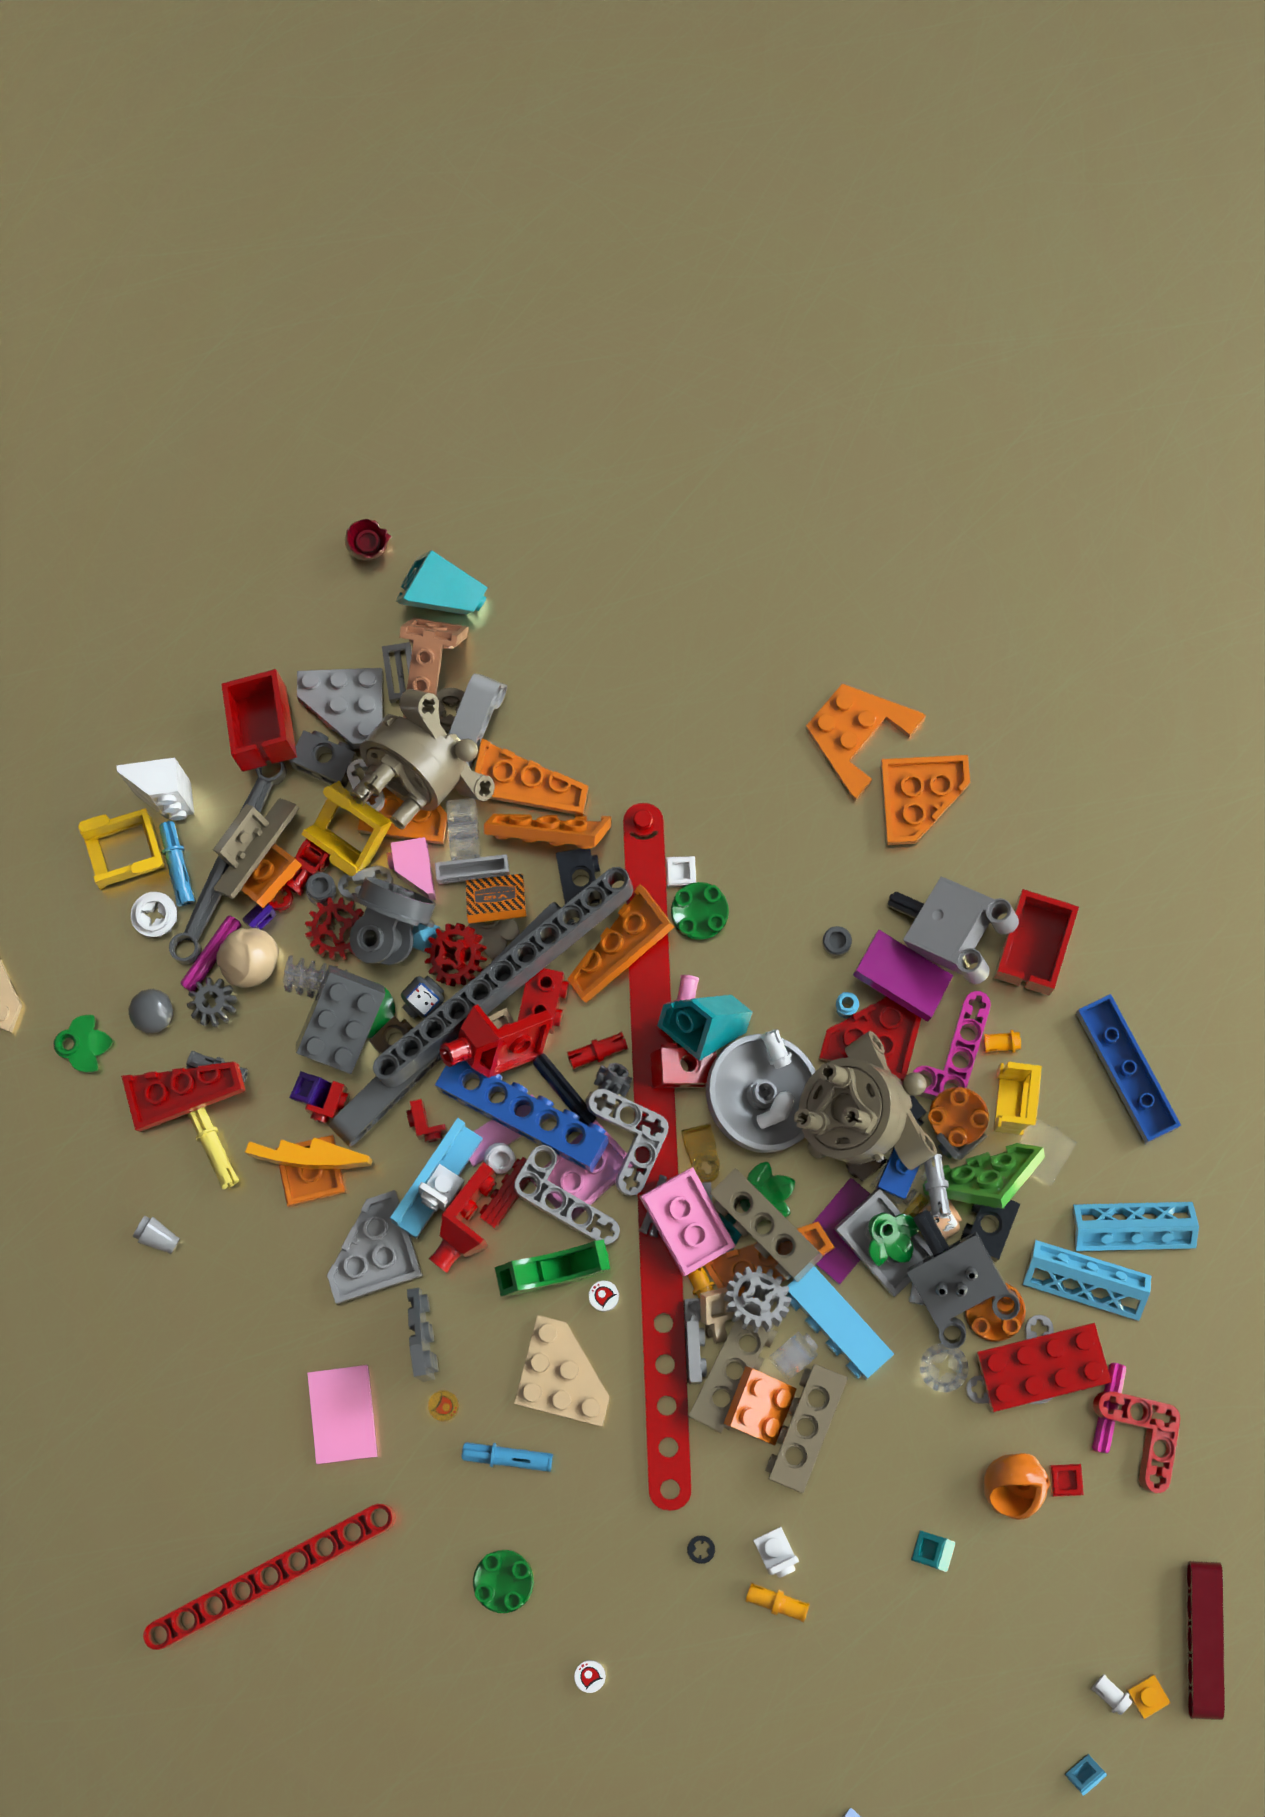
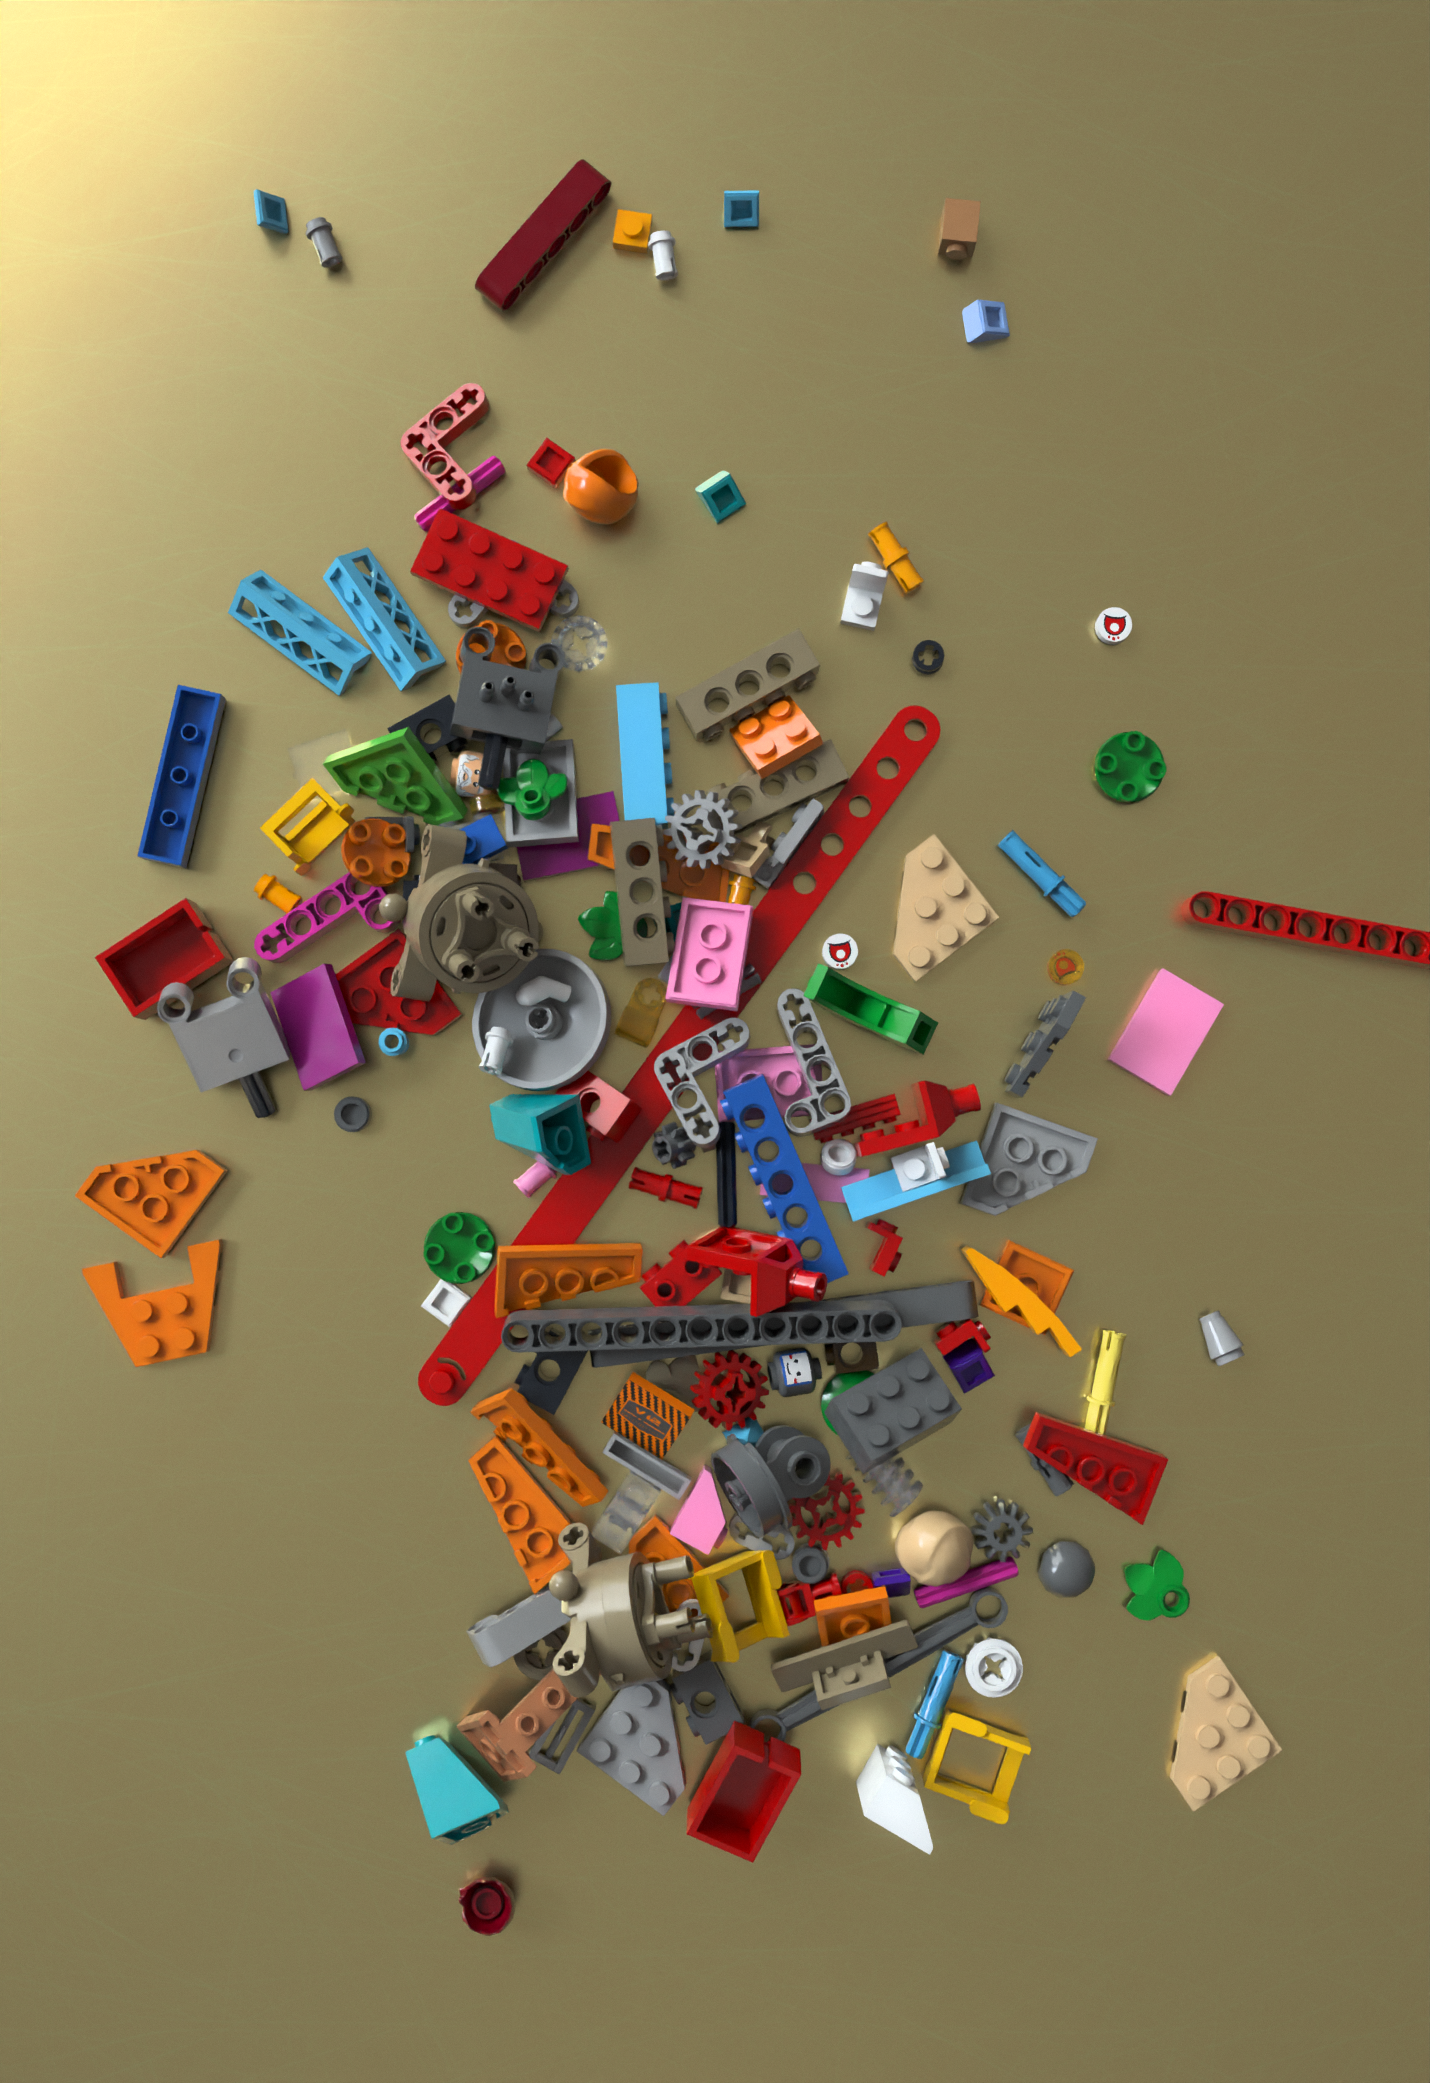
camera: 150 degrees left, 10 degrees up
(794, 1355) = (708, 754): clear brick -> none
(937, 1186) = (452, 799): light grey pin -> none

